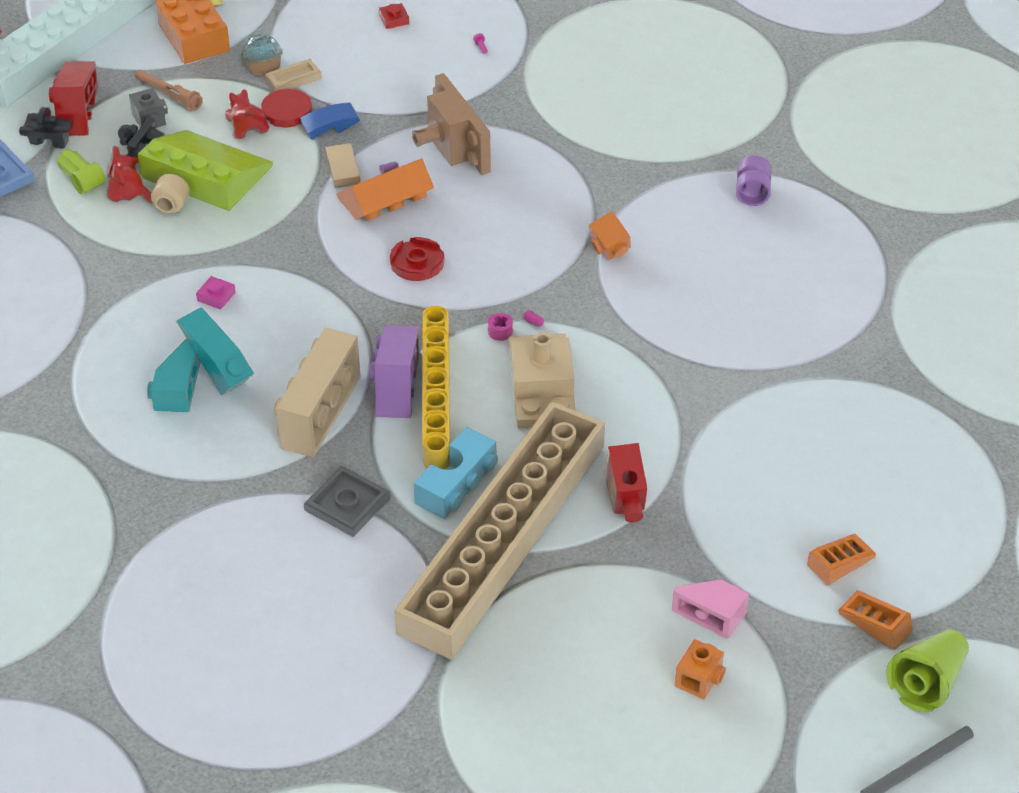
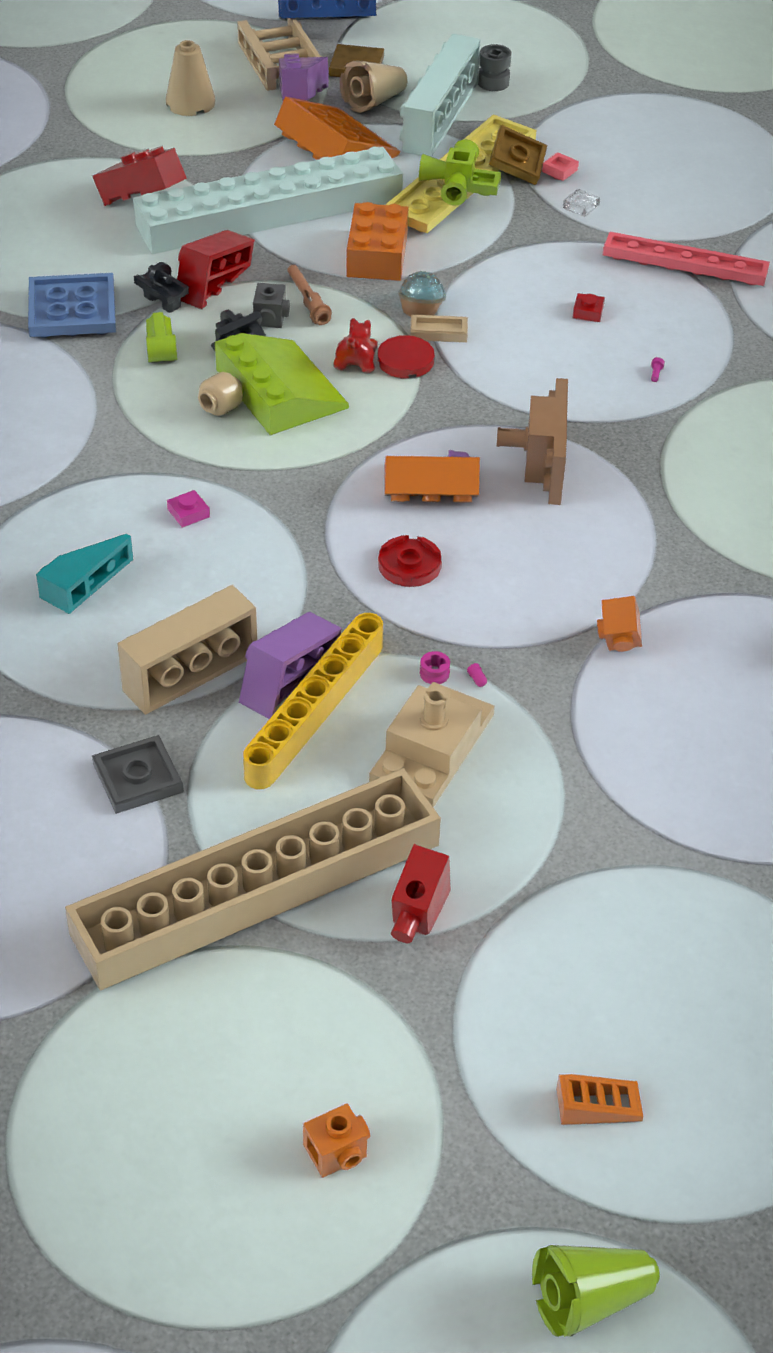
camera: 30 degrees right, 0 degrees up
(124, 180) = (192, 359): red animal -> none
(215, 351) = (124, 562): teal slope -> none
(338, 116) = (443, 383): blue slope -> none
(342, 165) = (413, 434): tan tile -> none
(444, 490) = (236, 810): medium azure arch -> none
(712, 605) = (409, 1078): bright pink slope -> none
(891, 632) = (591, 1217): orange slope -> none

